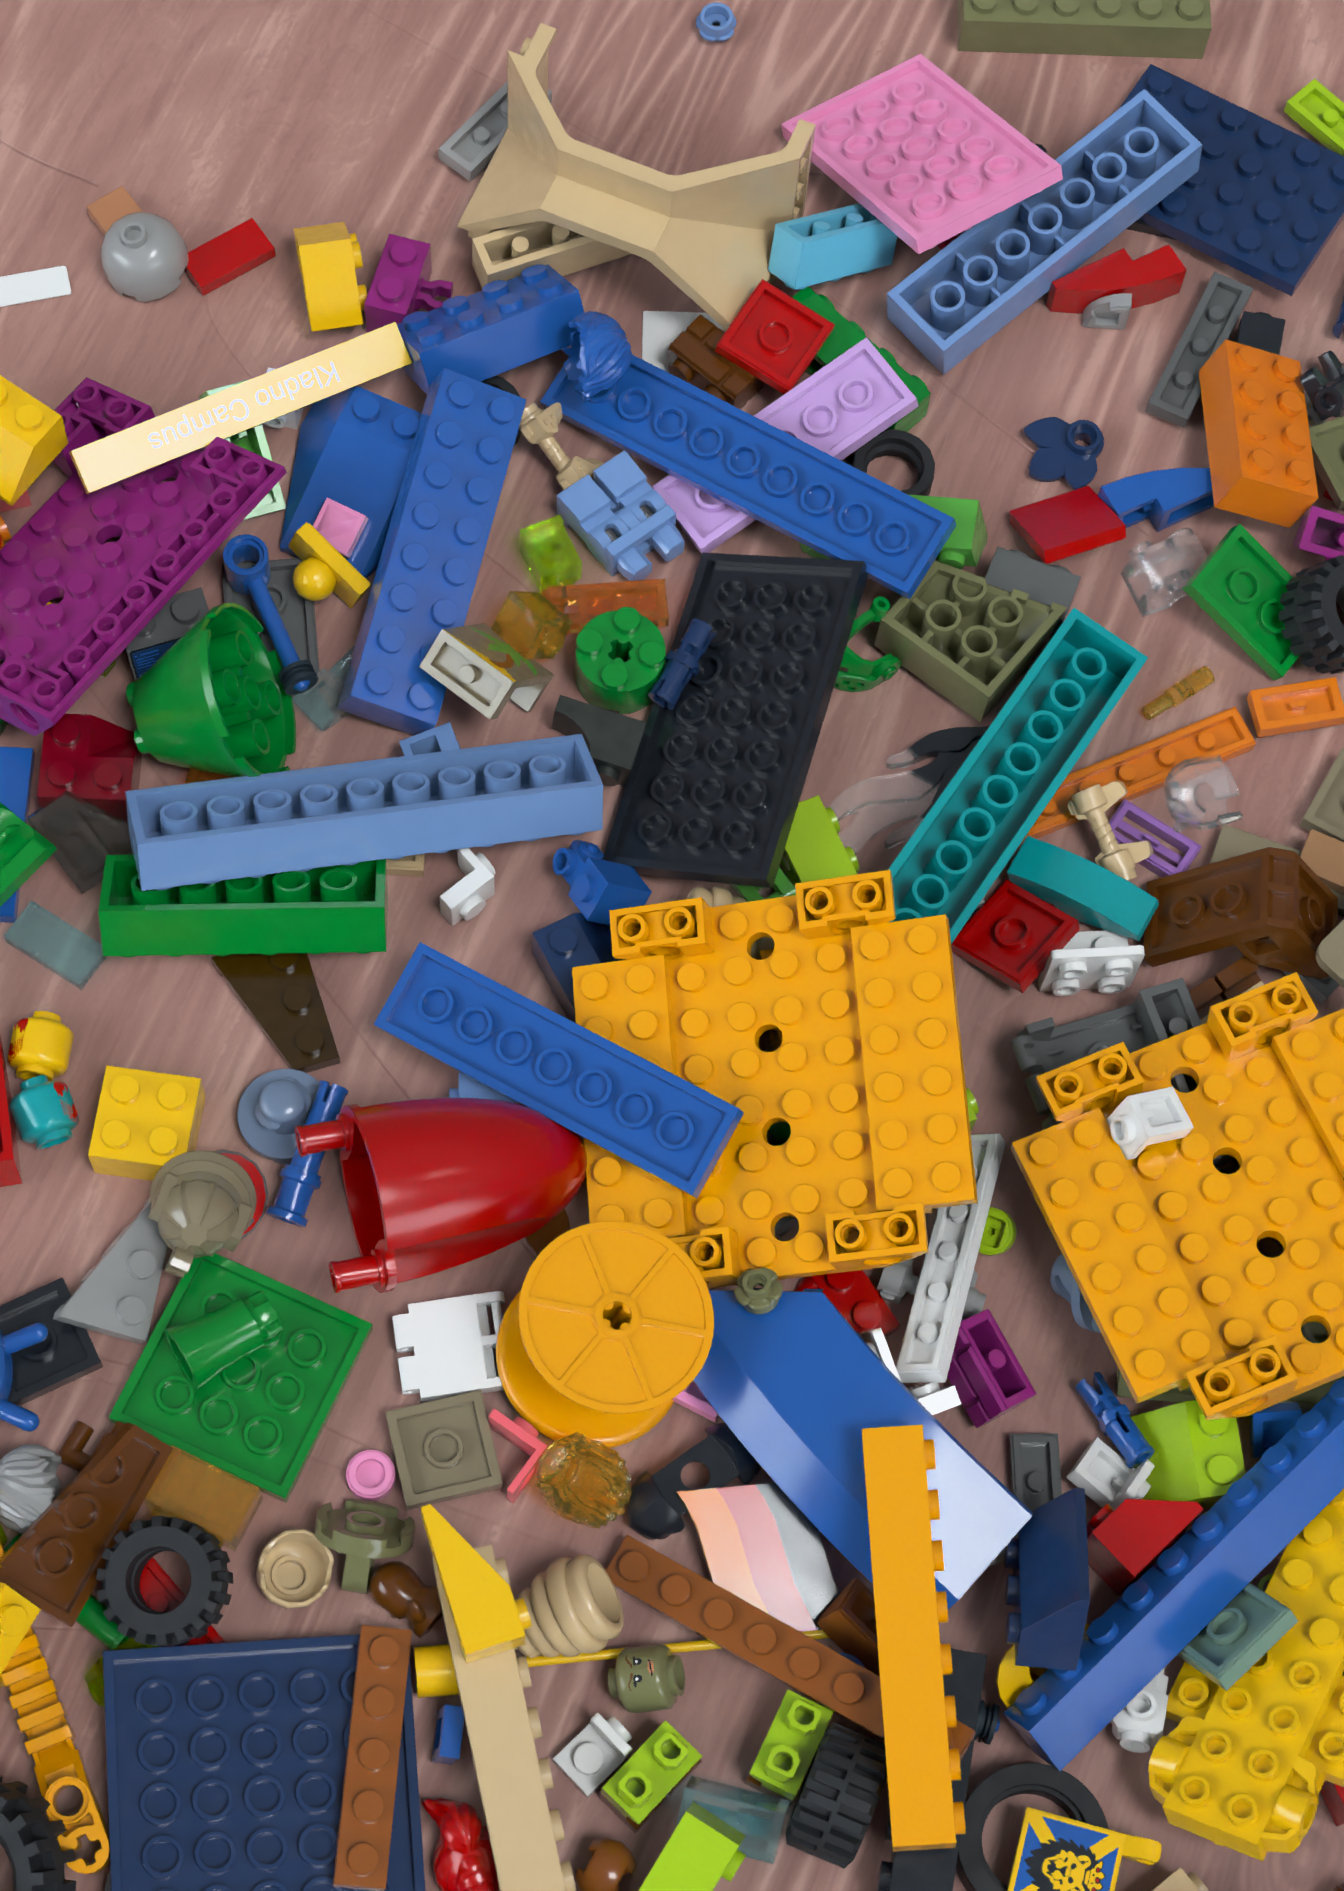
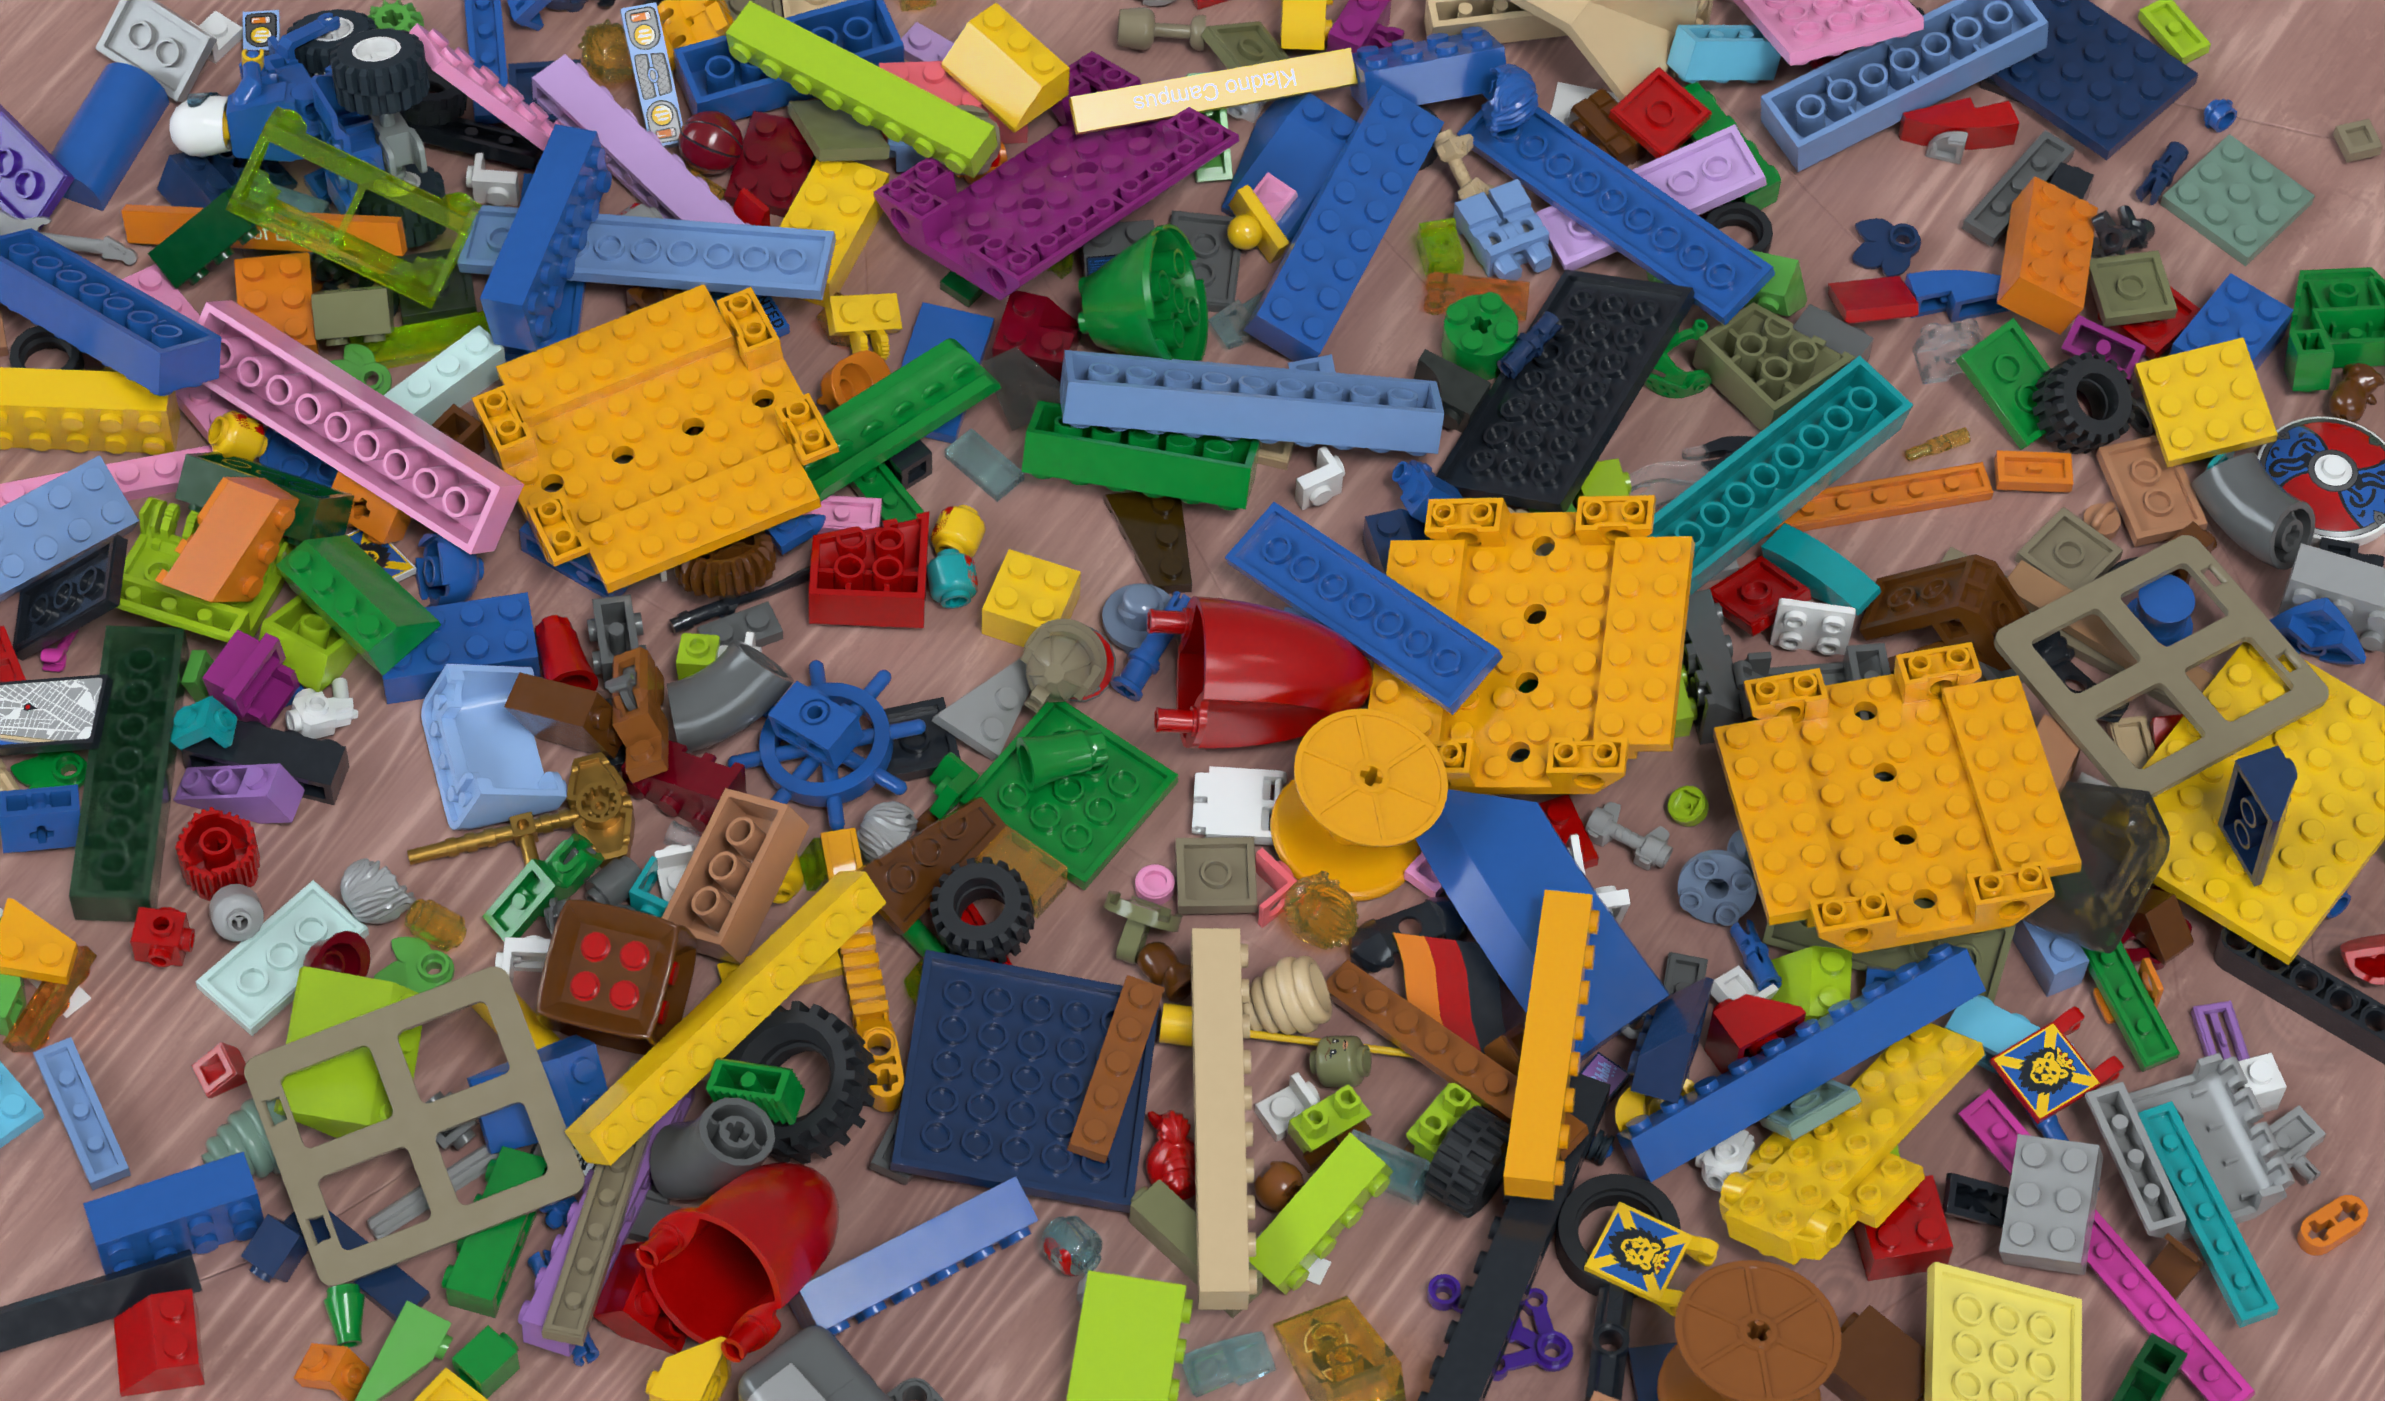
camera: 15 degrees right, 10 degrees down
(99, 1393) = (952, 781): none -> green bracket
(137, 336) = (1139, 28): none -> dark tan piece
(269, 337) = (1243, 44): none -> olive plate
(294, 1569) = (1082, 931): tan hair -> none
(297, 674) = (1215, 299): blue piece -> none
(448, 1735) = (1177, 1070): blue tile -> none
(477, 1596) = (1221, 952): yellow slope -> none
(485, 669) = (1369, 318): panel -> none
(531, 625) = (1413, 296): clear yellow brick -> none
(760, 1300) = (1487, 791): olive plate -> none
(948, 1273) = (1648, 809): white tile -> none
(967, 1625) = (1607, 1071): none -> tile
(986, 1371) = (1656, 896): magenta brick -> none
(987, 1054) = (1710, 667): none -> dark grey wedge
(1053, 1338) = (1717, 887): none -> sand blue plate
(1093, 805) = (1843, 509): tan piece -> none
(1148, 1120) = (1826, 725): white bracket -> none
(1162, 831) = (1881, 553): medium lavender tile -> none
(1198, 793) = (1935, 518): clear helmet -> none

